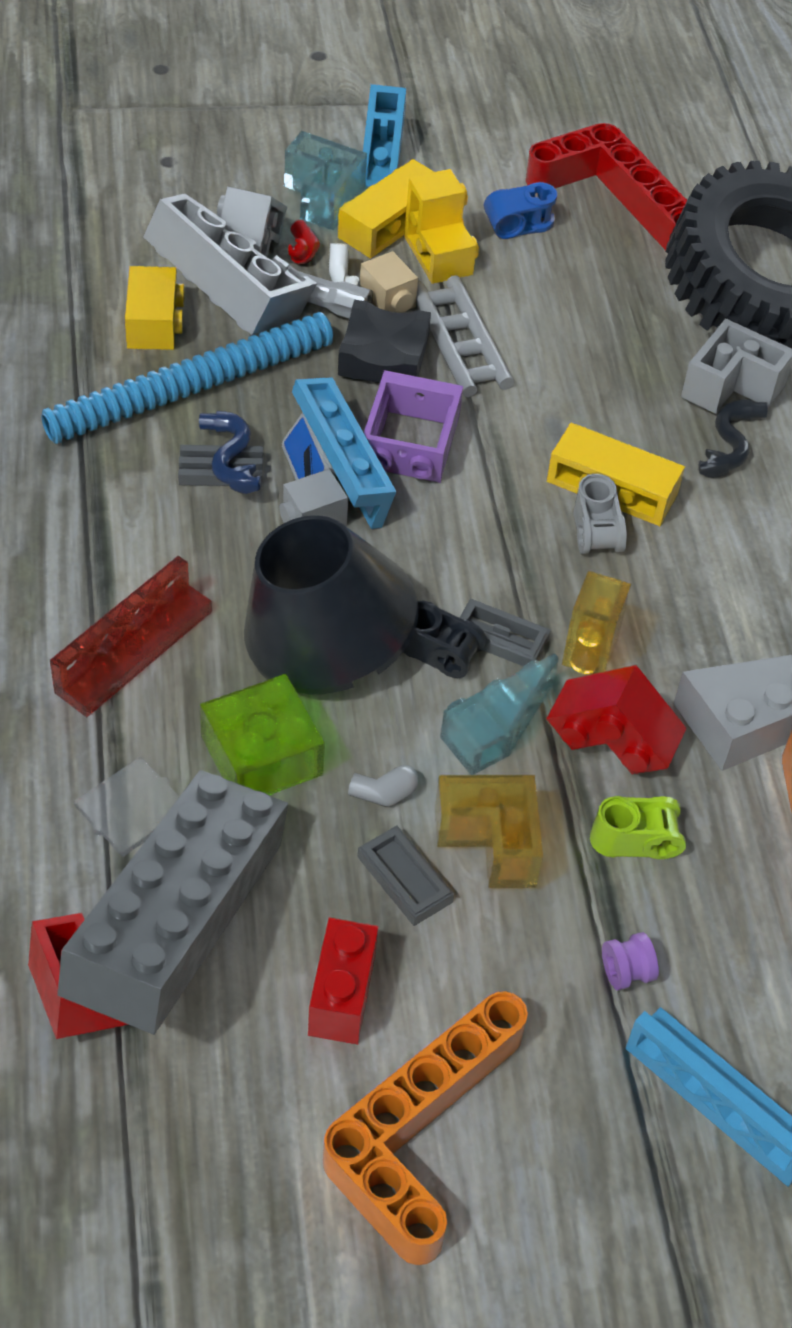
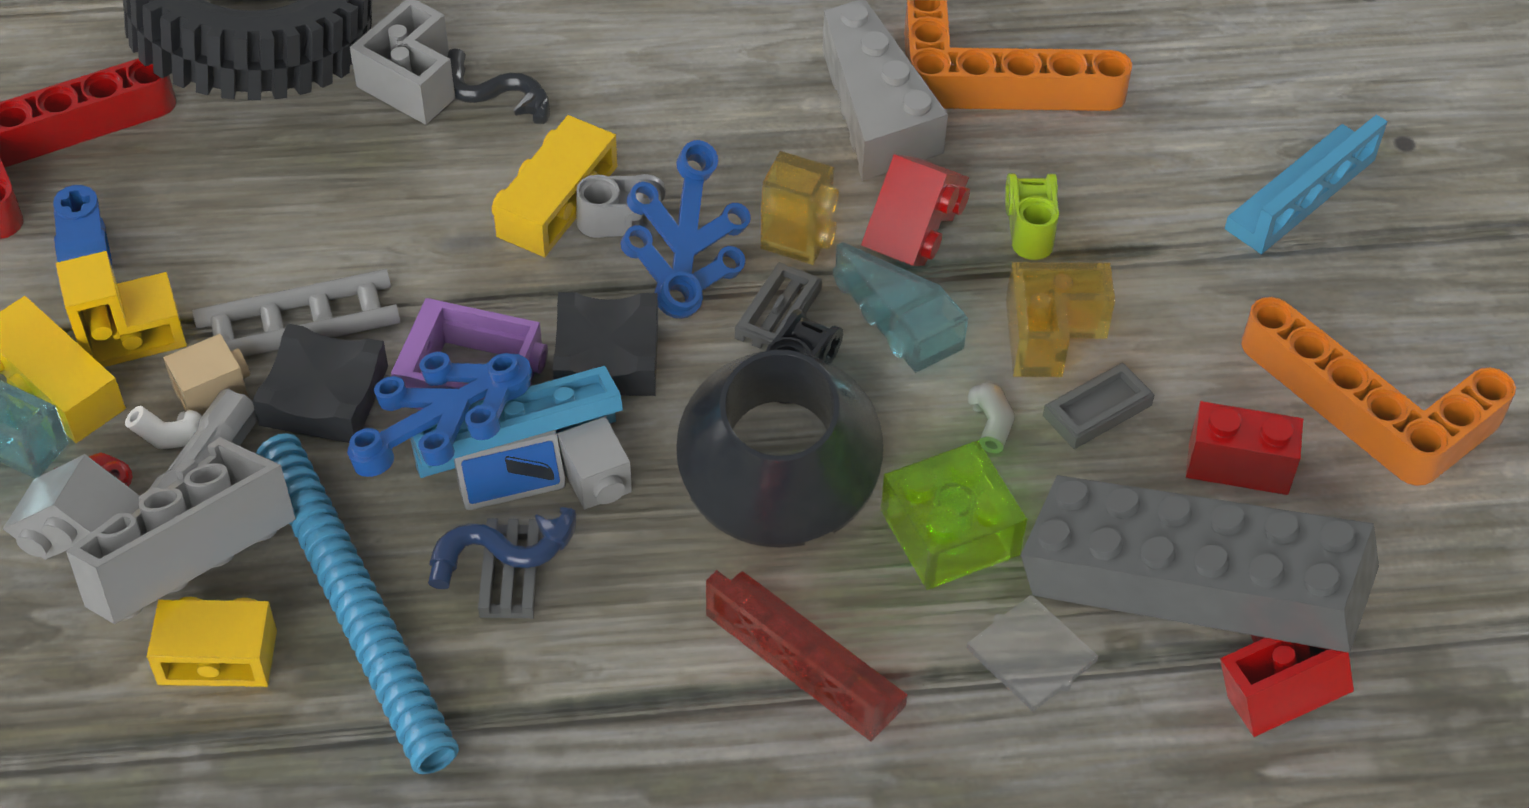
camera: 85 degrees left, 0 degrees up
(369, 423) = (498, 381): none -> blue plant
(437, 509) = (609, 334): none -> black brick
(558, 551) = (684, 237): none -> blue plant
(630, 961) = (1185, 231): medium lavender wheel -> none

